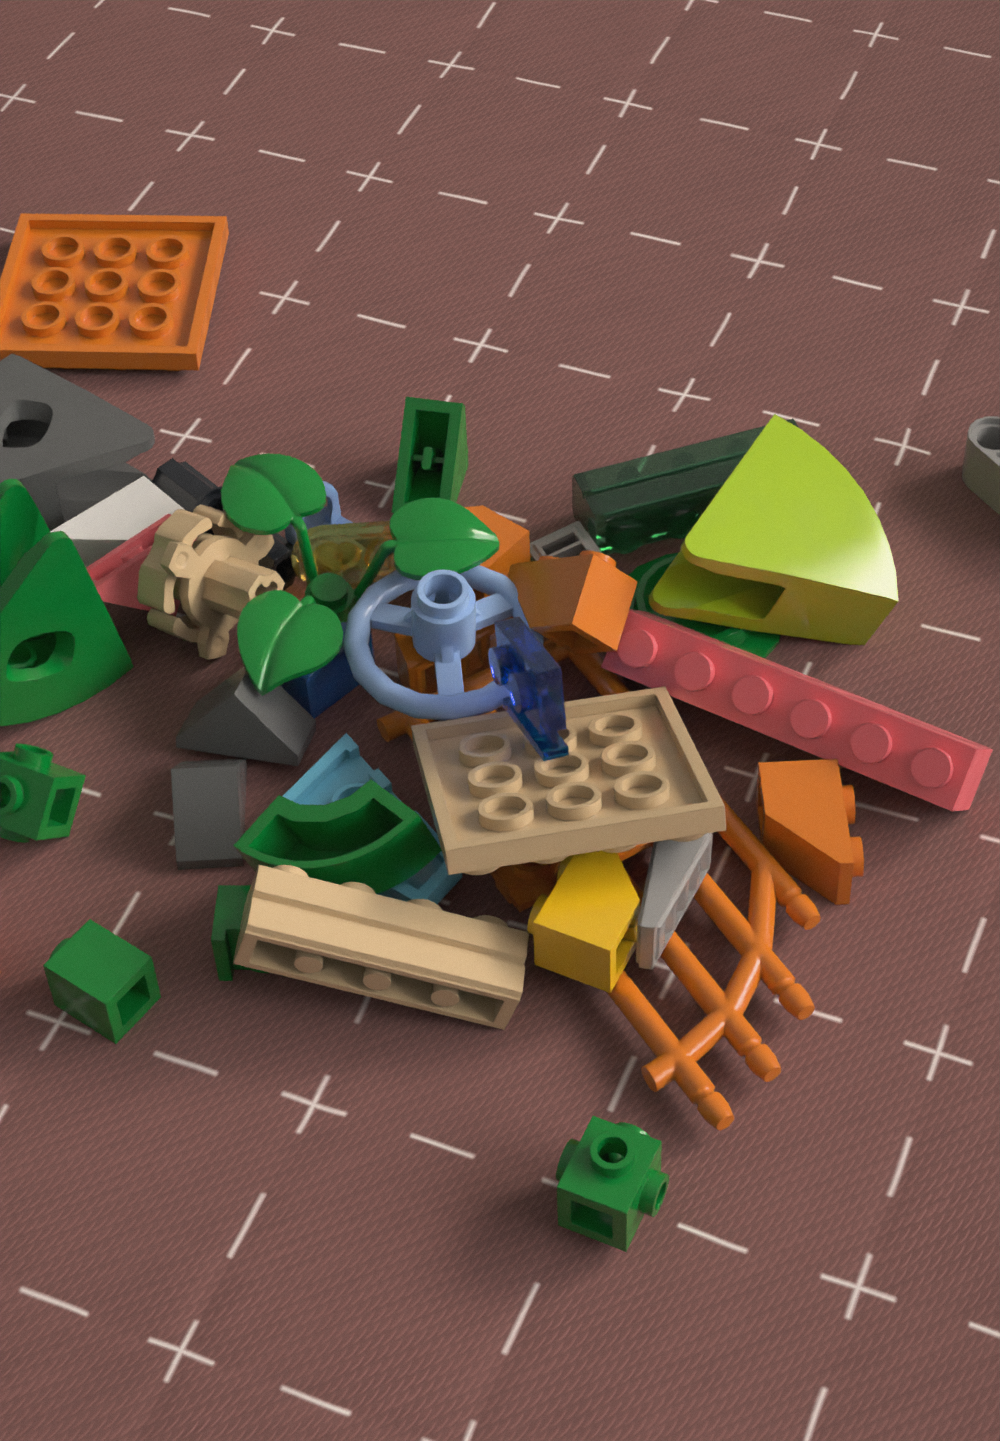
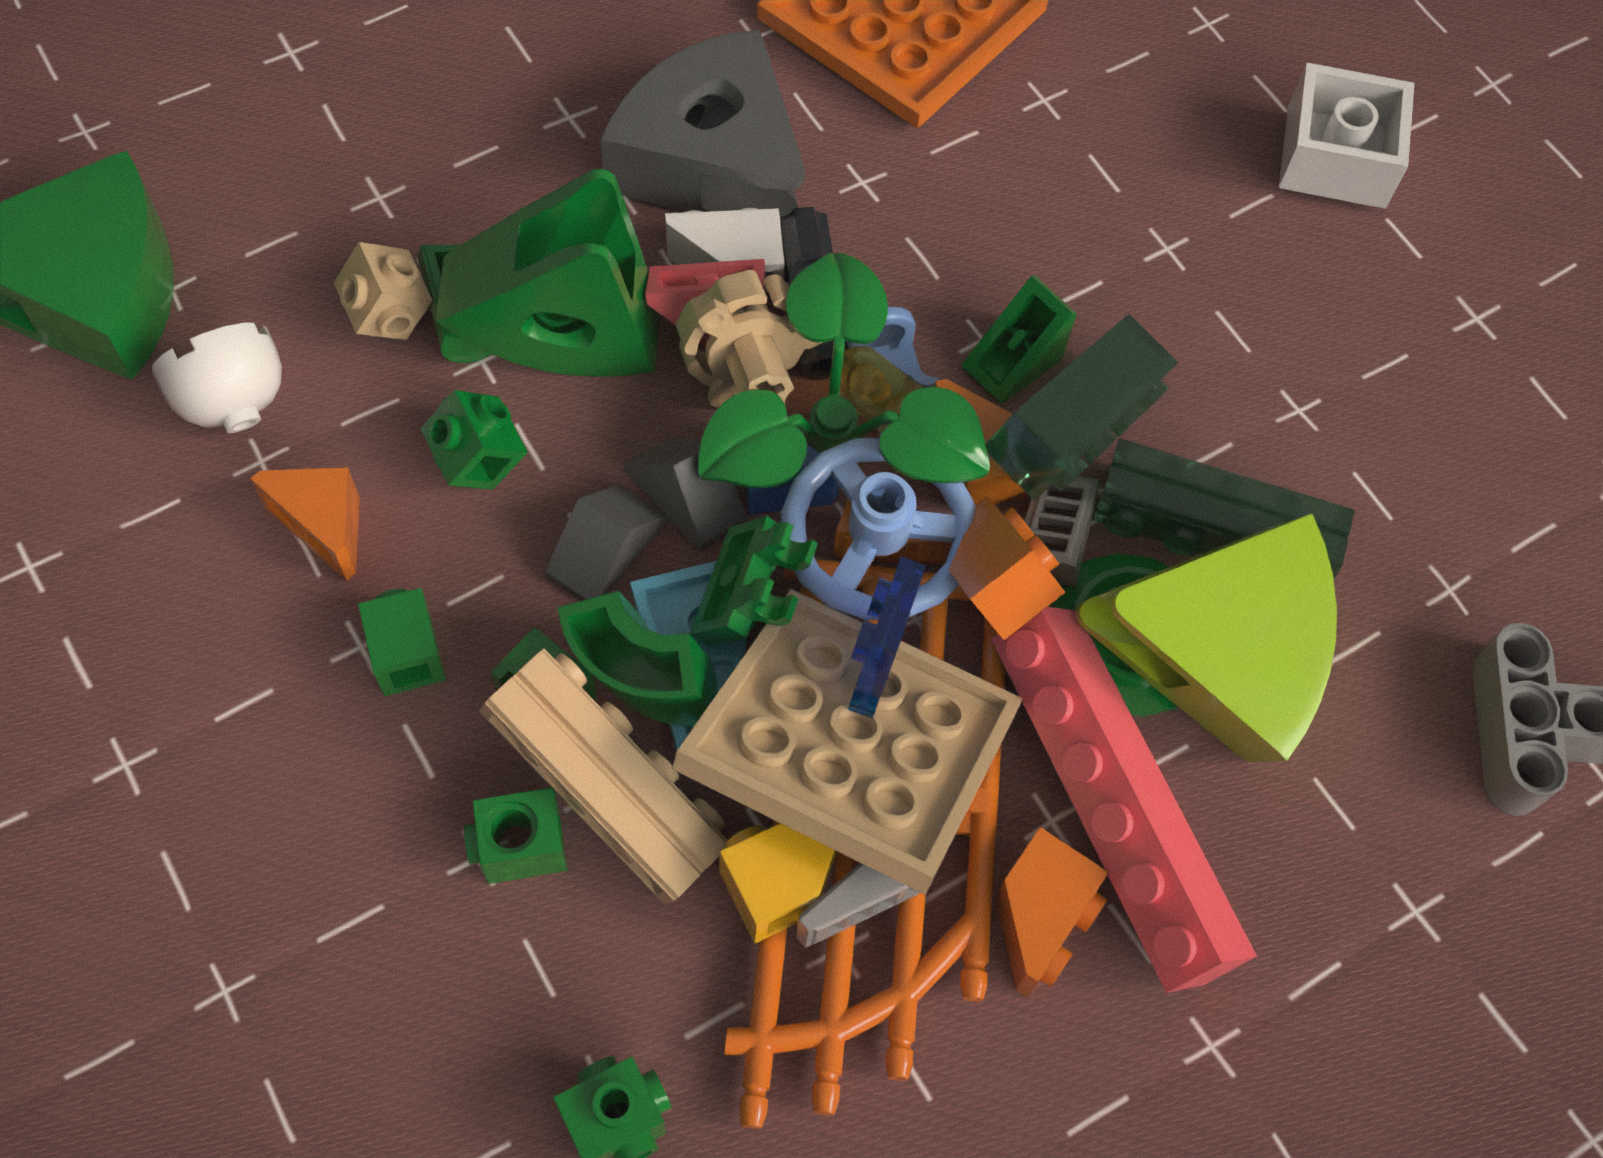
camera: 30 degrees right, 15 degrees up
(341, 1026) = (538, 856): none -> green brick
(367, 742) = (741, 583): none -> green plate
(530, 467) = (1077, 408): none -> clear green brick
(555, 184) = (1347, 135): none -> white brick

